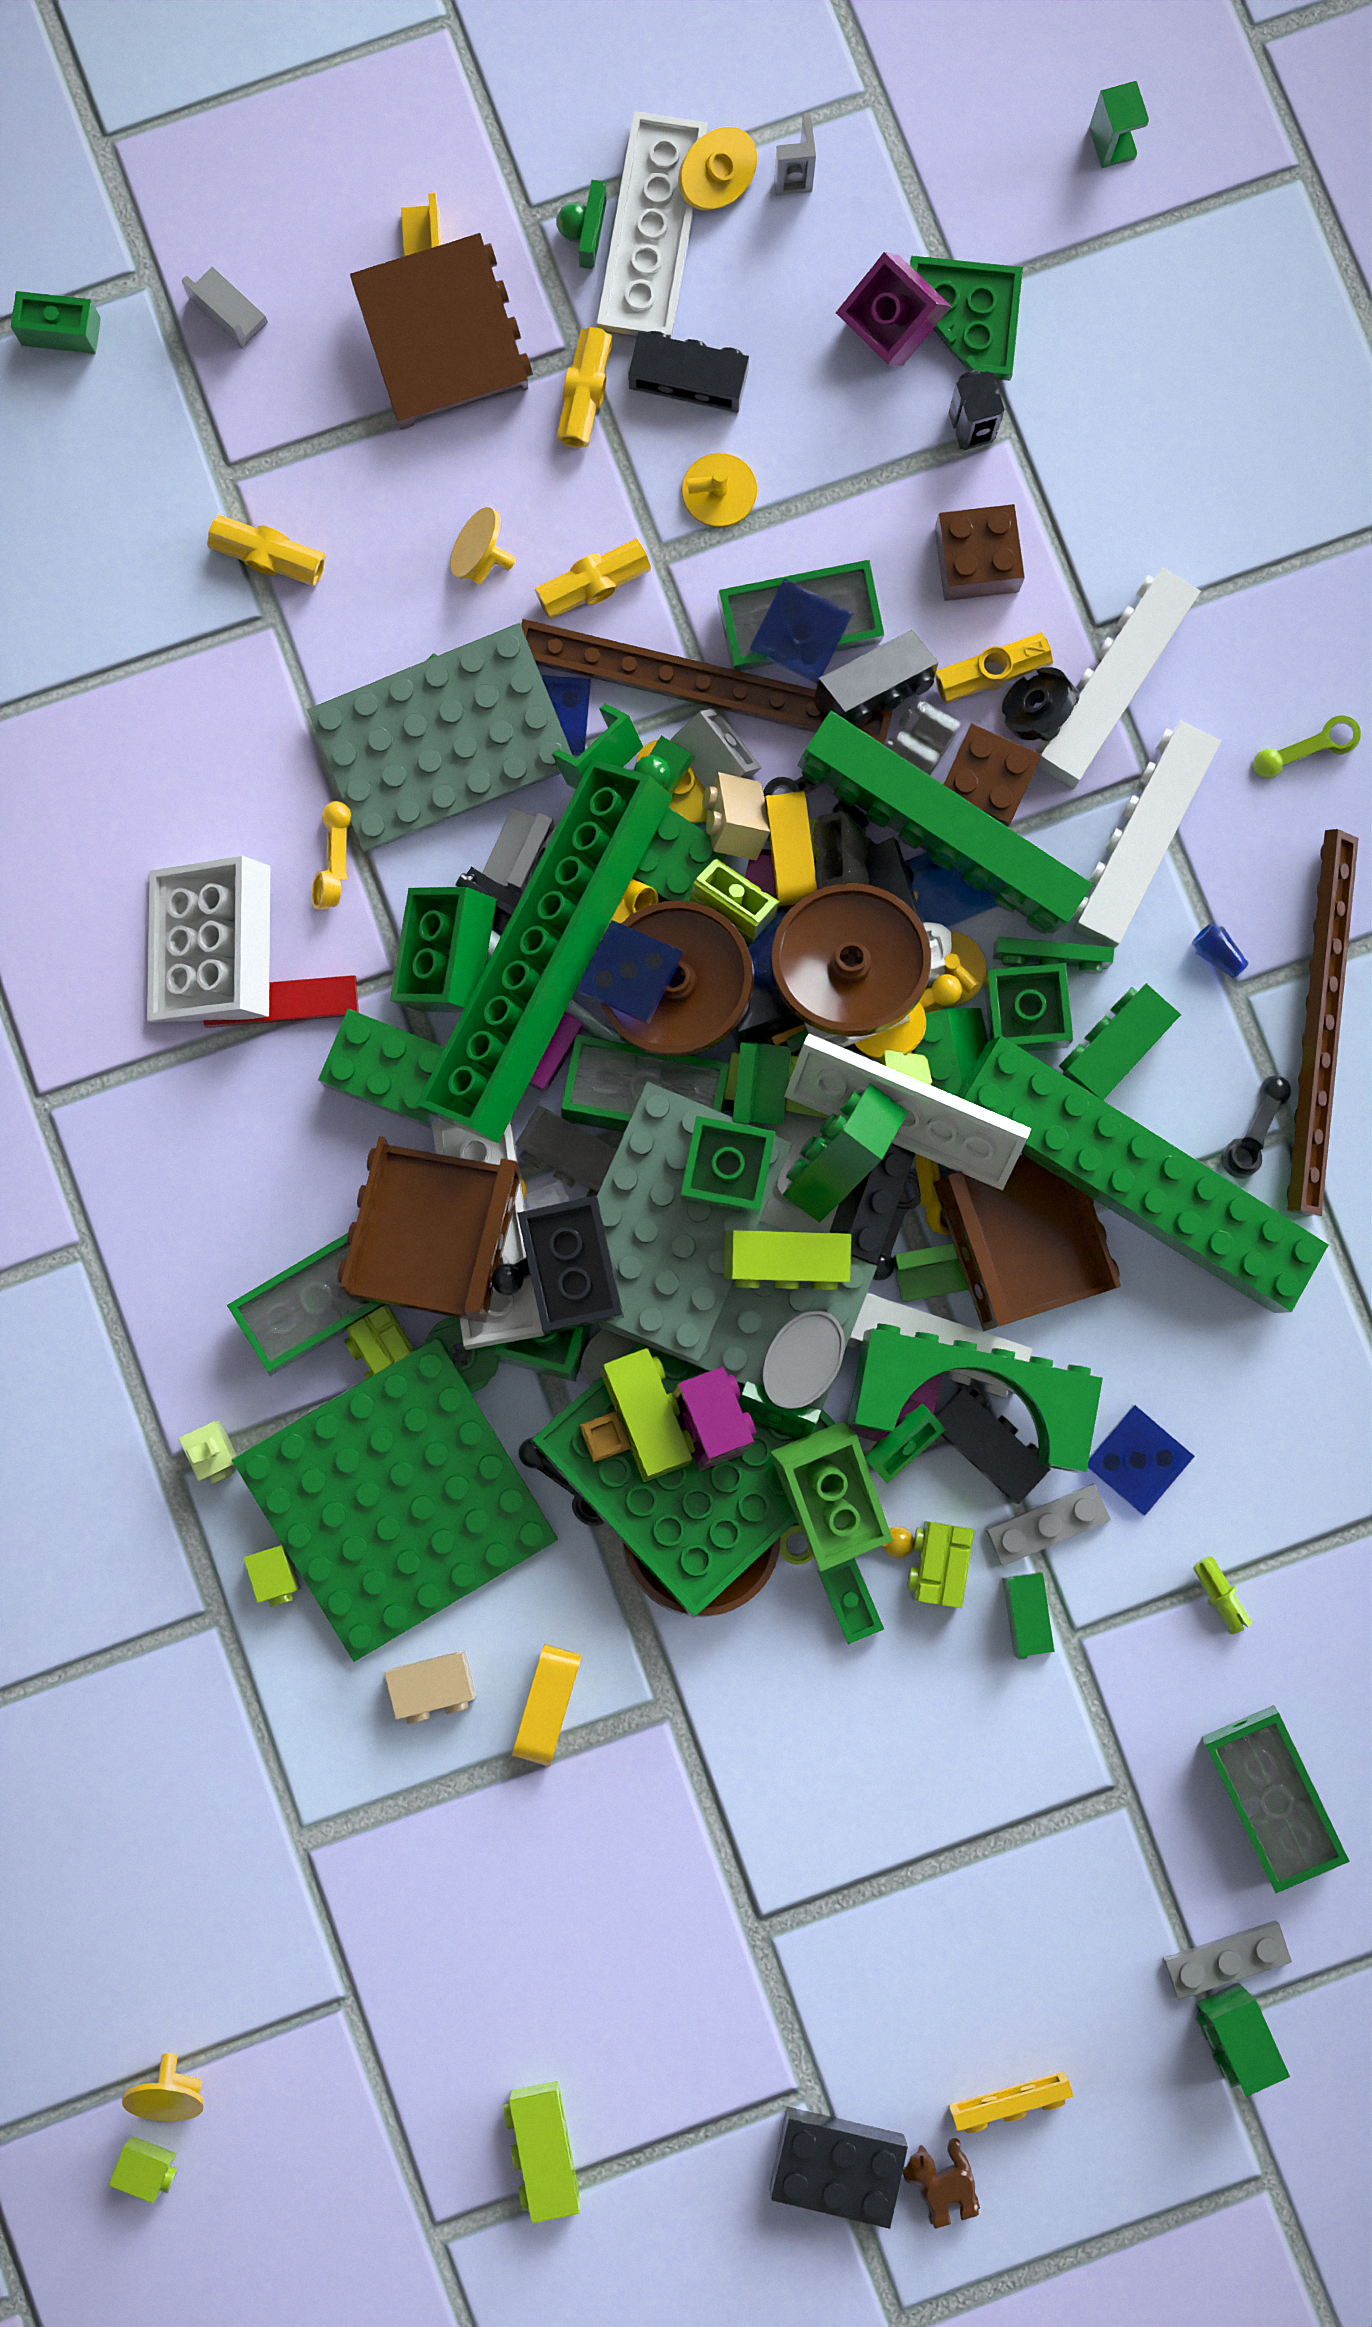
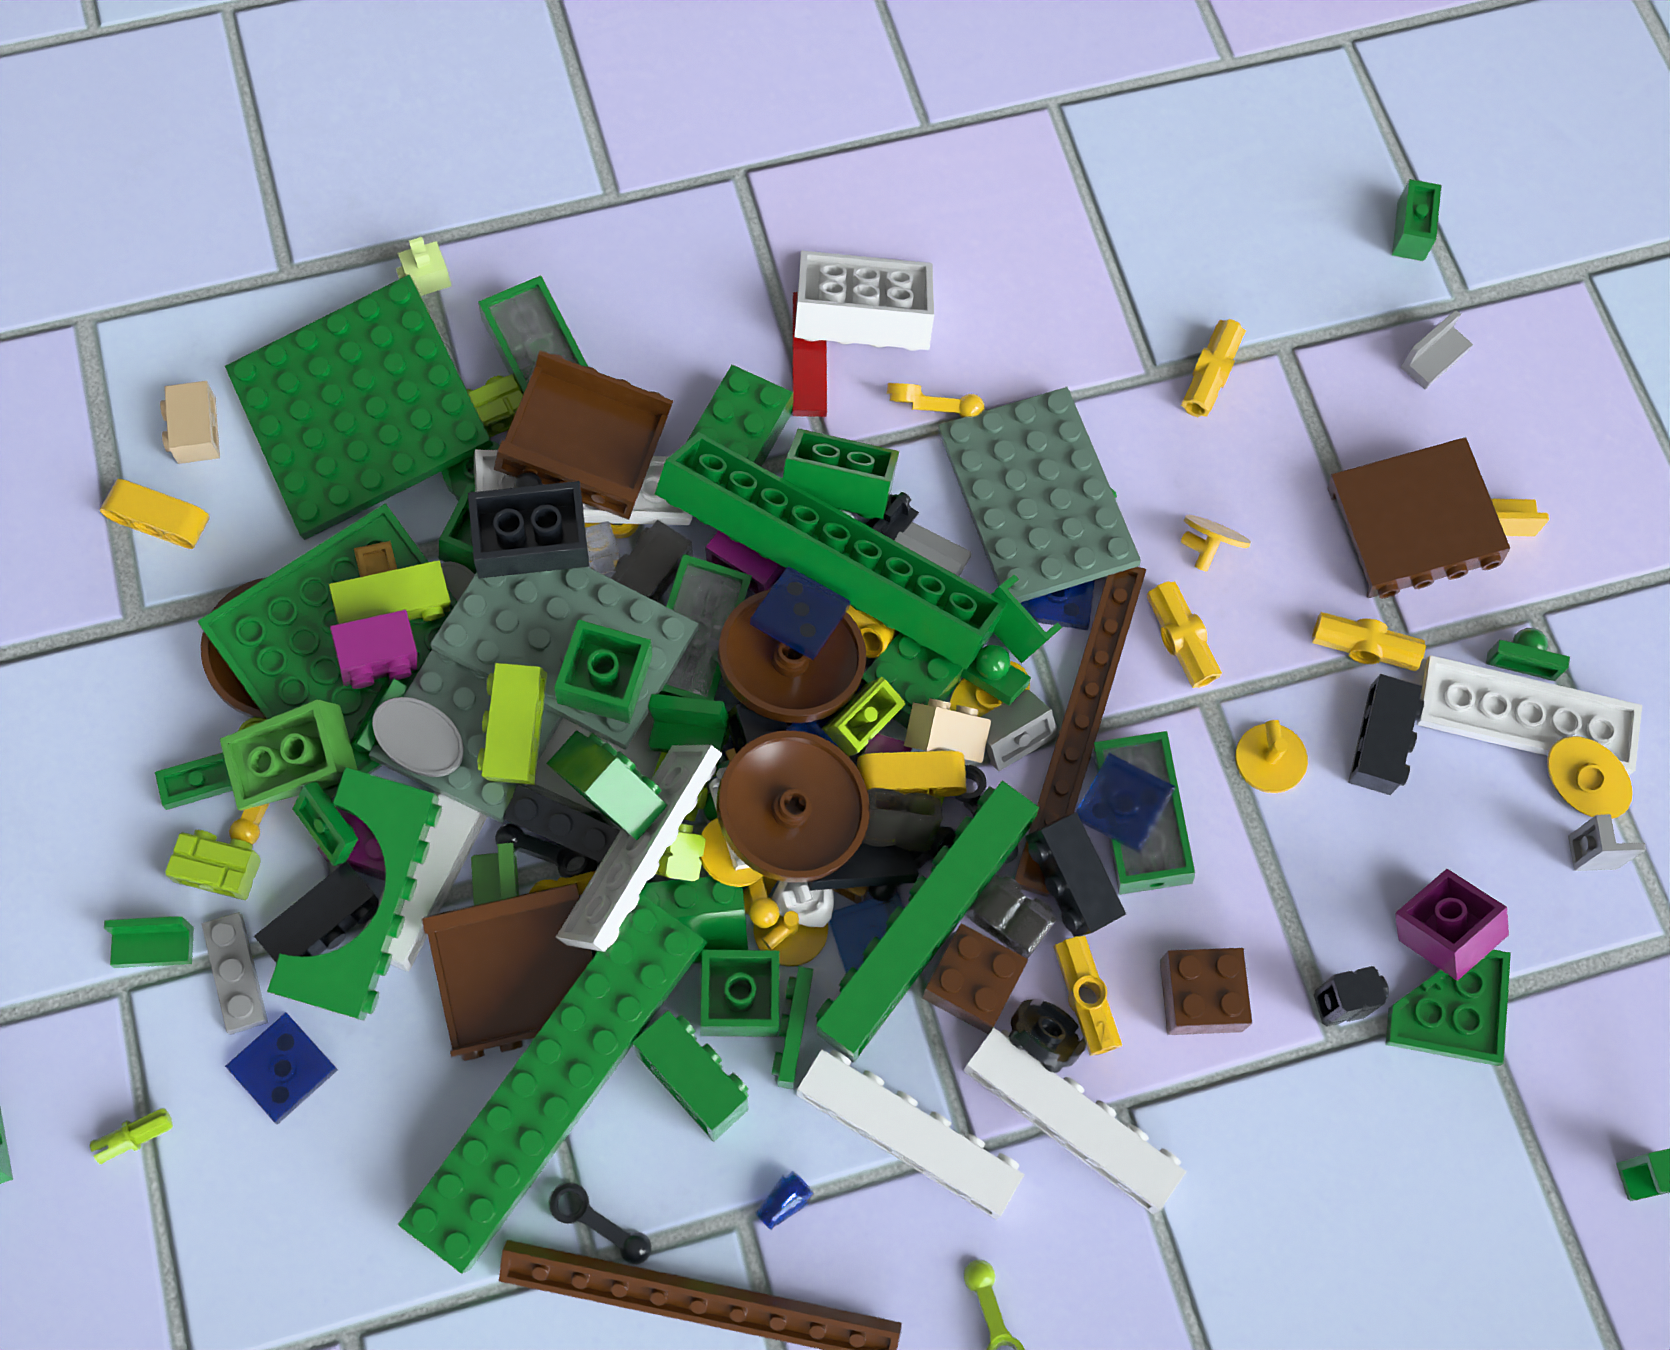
camera: 90 degrees right, 15 degrees down
(272, 1575) = (308, 304): lime brick -> none

